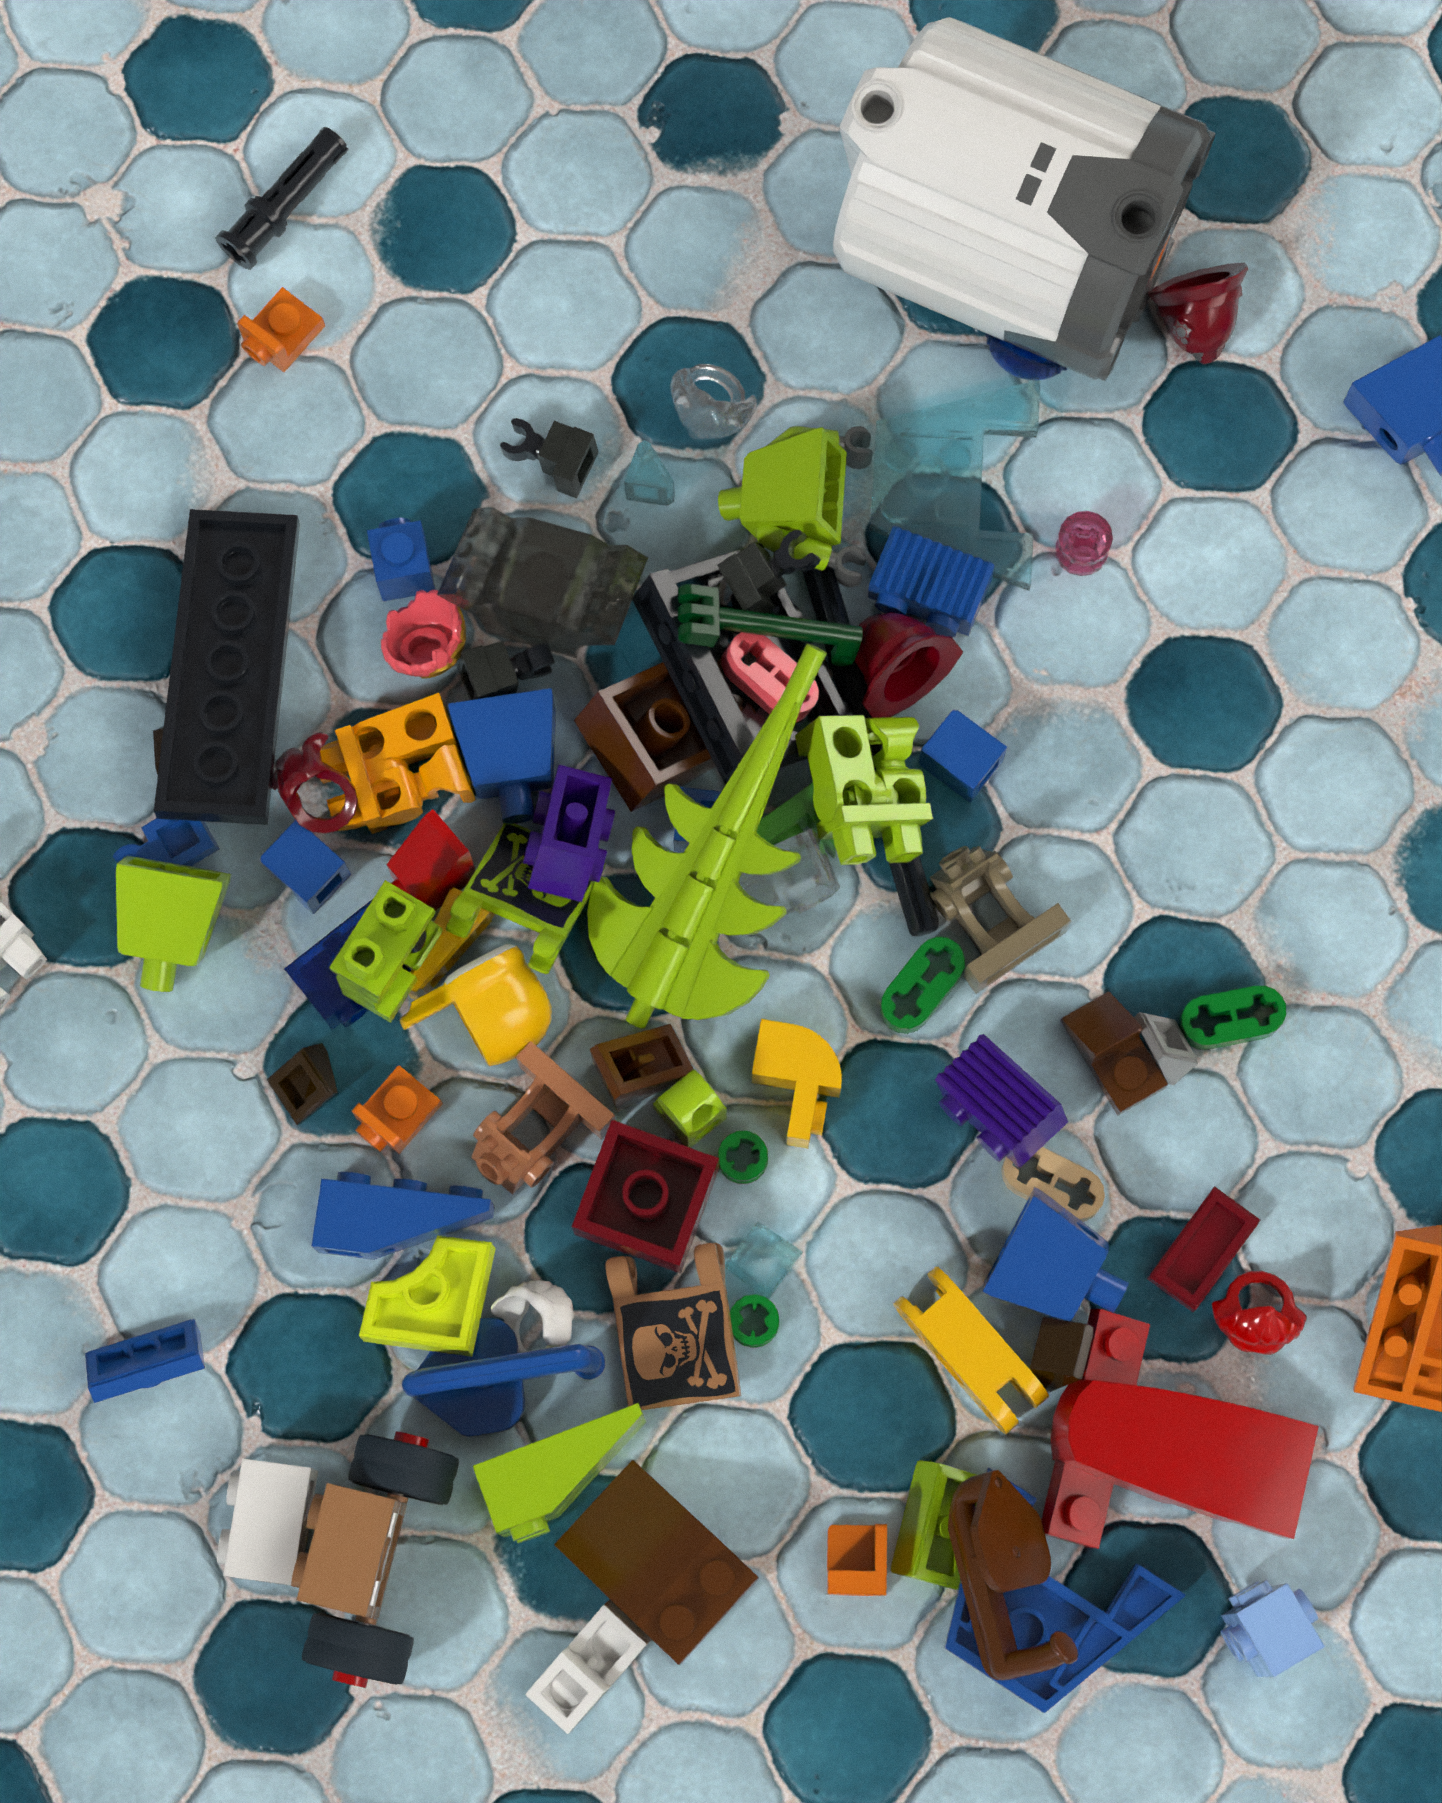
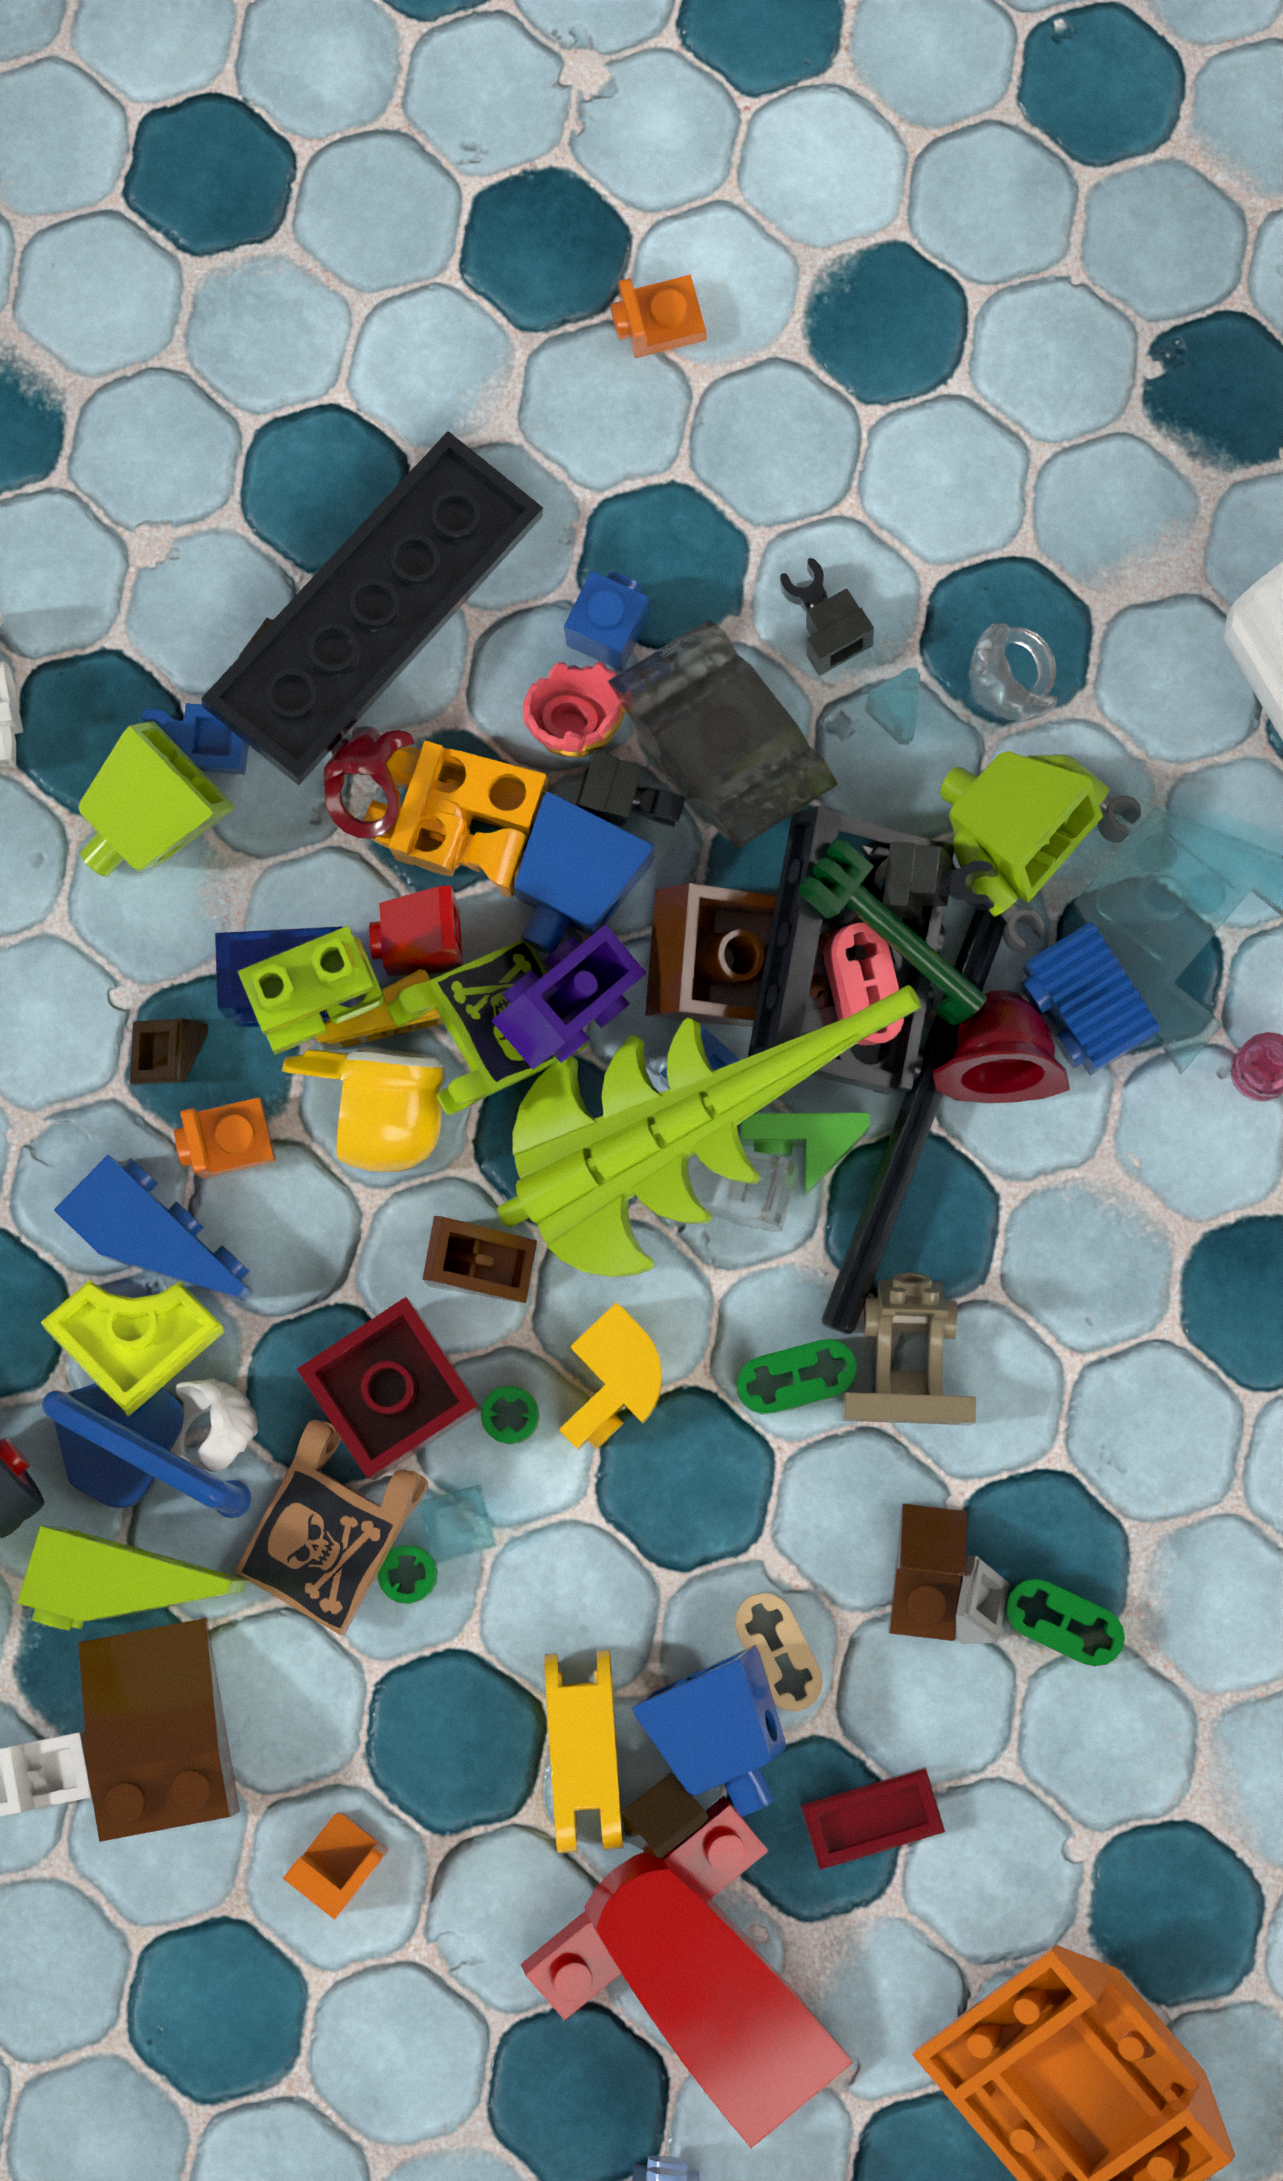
camera: 40 degrees right, 5 degrees up
(268, 214) = (728, 193): black pin -> none
(306, 866) = (307, 849): blue panel -> none
(557, 1100) = (293, 1253): nougat tile -> none
(690, 1108) = (493, 1335): lime leg -> none
(856, 799) = (855, 1159): lime hips -> none
(923, 1539) = (436, 1886): lime slope -> none
(962, 755) = (995, 1187): blue panel -> none
(996, 1551) = (463, 1963): reddish brown piece -> none
(1000, 1102) = (782, 1543): dark purple brick -> none
(1052, 1607) = (447, 2041): blue wing -> none
(1261, 1327) = (865, 1934): red piece -> none

